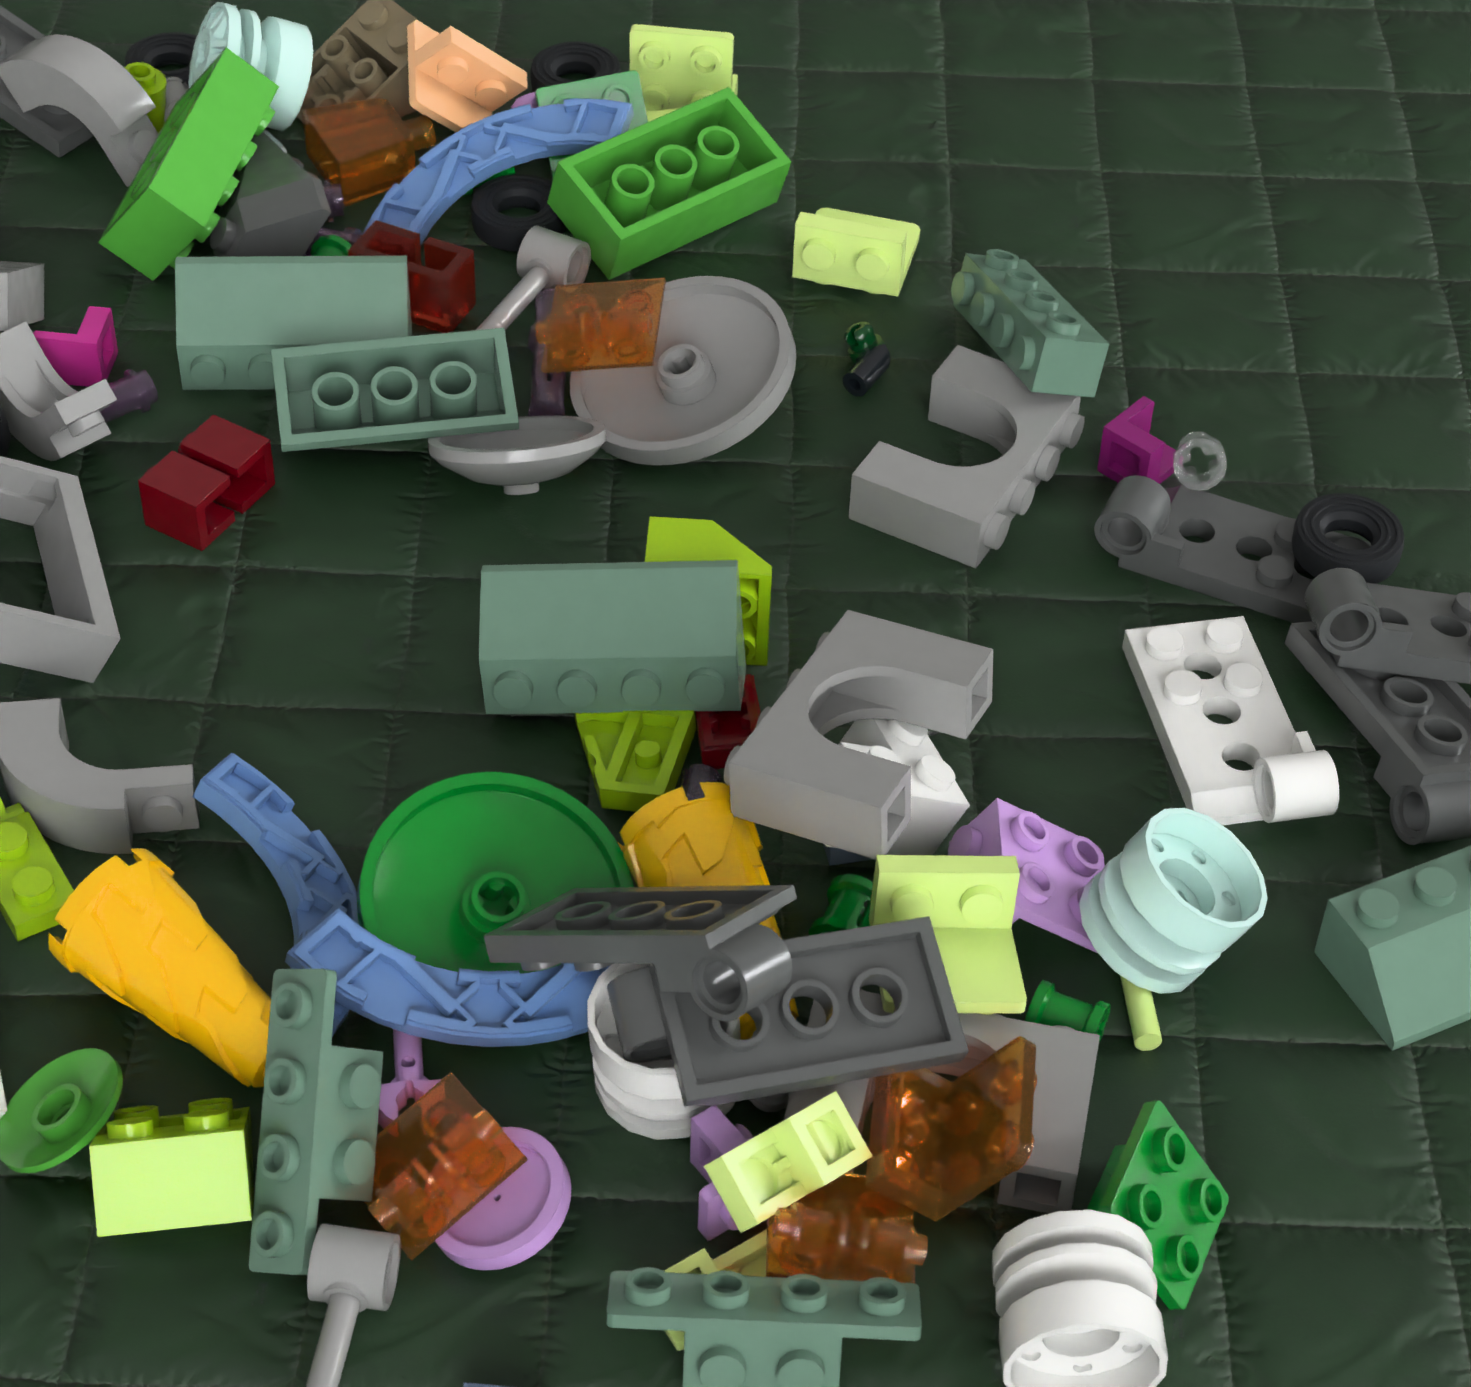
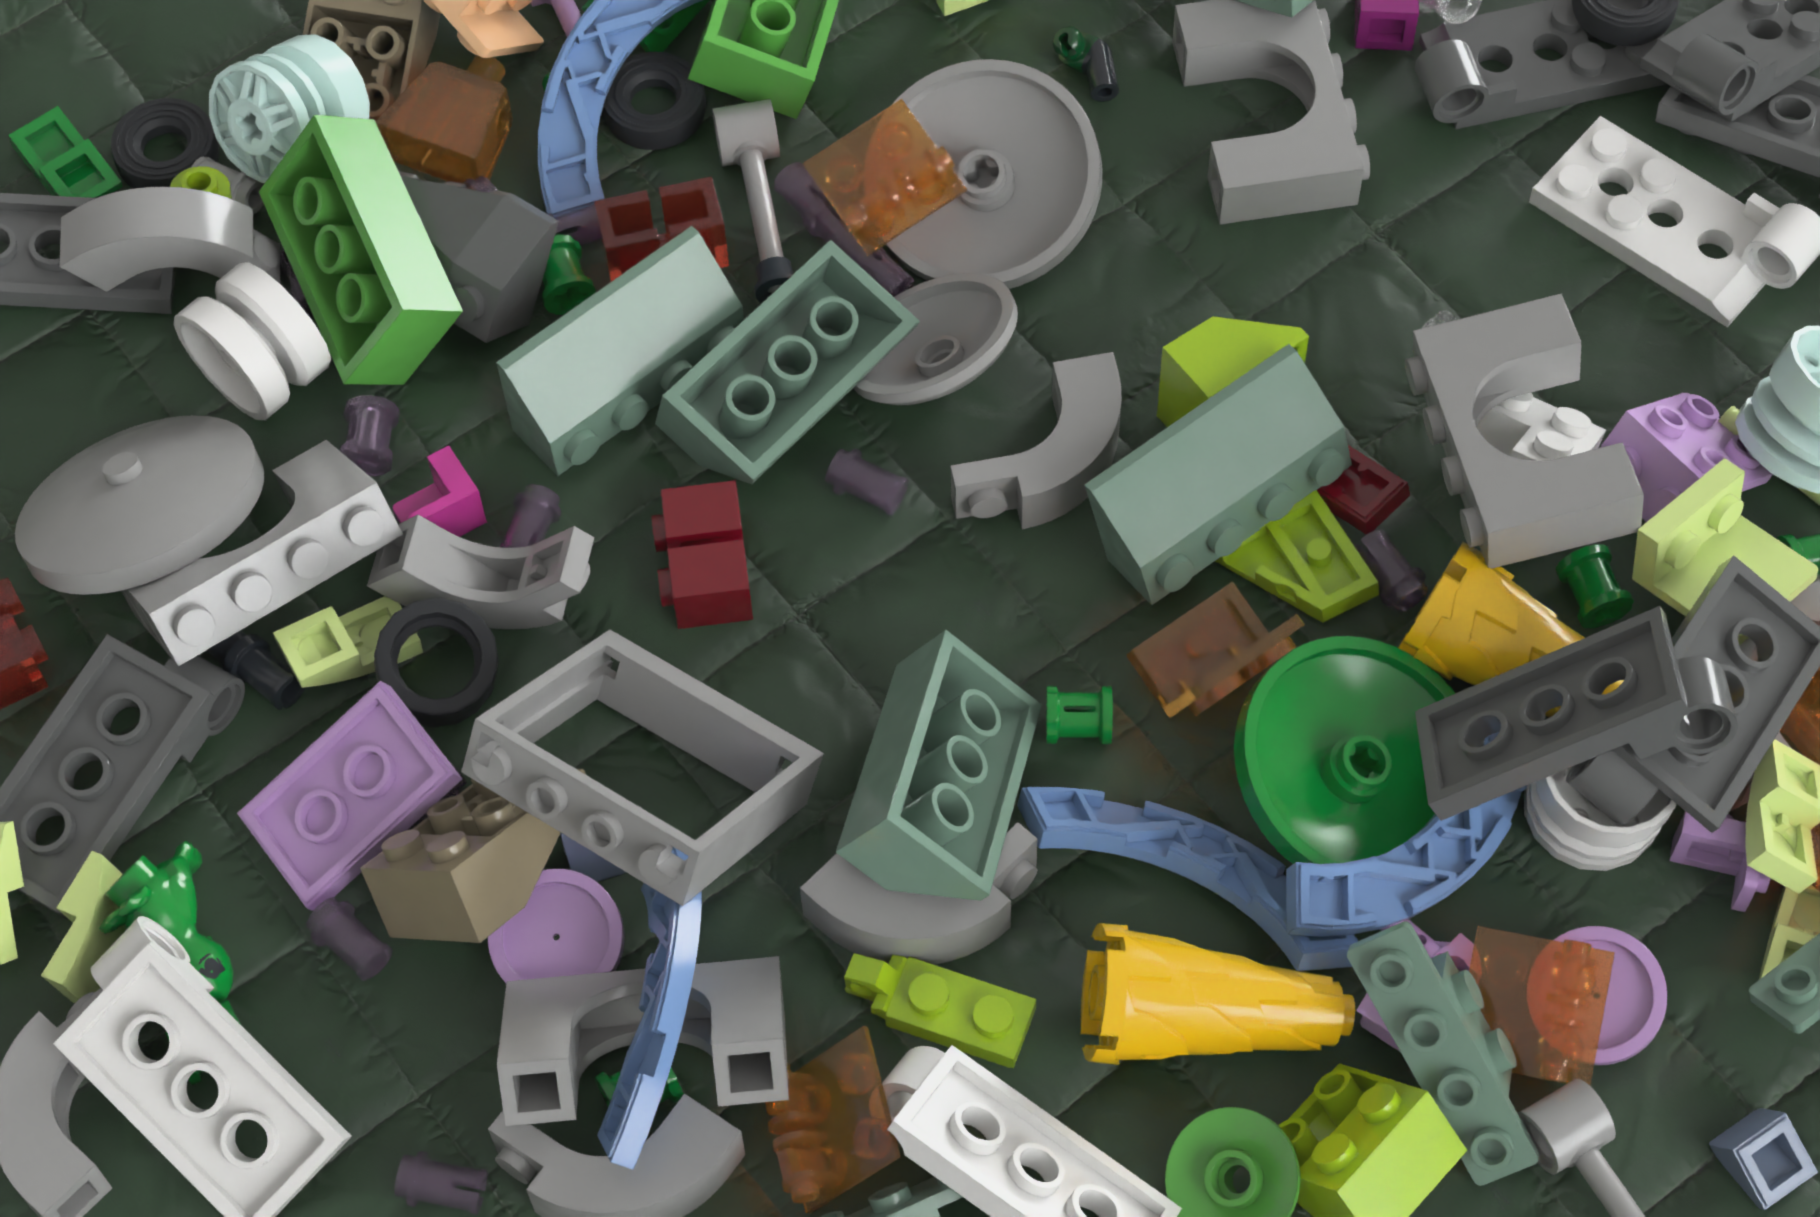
camera: 35 degrees left, 15 degrees up
(59, 180) = (252, 341): none -> white wheel
(83, 285) = (369, 433): none -> clear purple bush
(107, 29) = (63, 158): none -> green slope
(173, 693) = (940, 774): none -> sand green slope
(339, 743) = (1079, 715): none -> green bush
(371, 500) = (866, 481): none -> clear purple pin
(456, 560) = (1052, 474): none -> light grey arch
(470, 746) = (1209, 652): none -> clear orange bracket

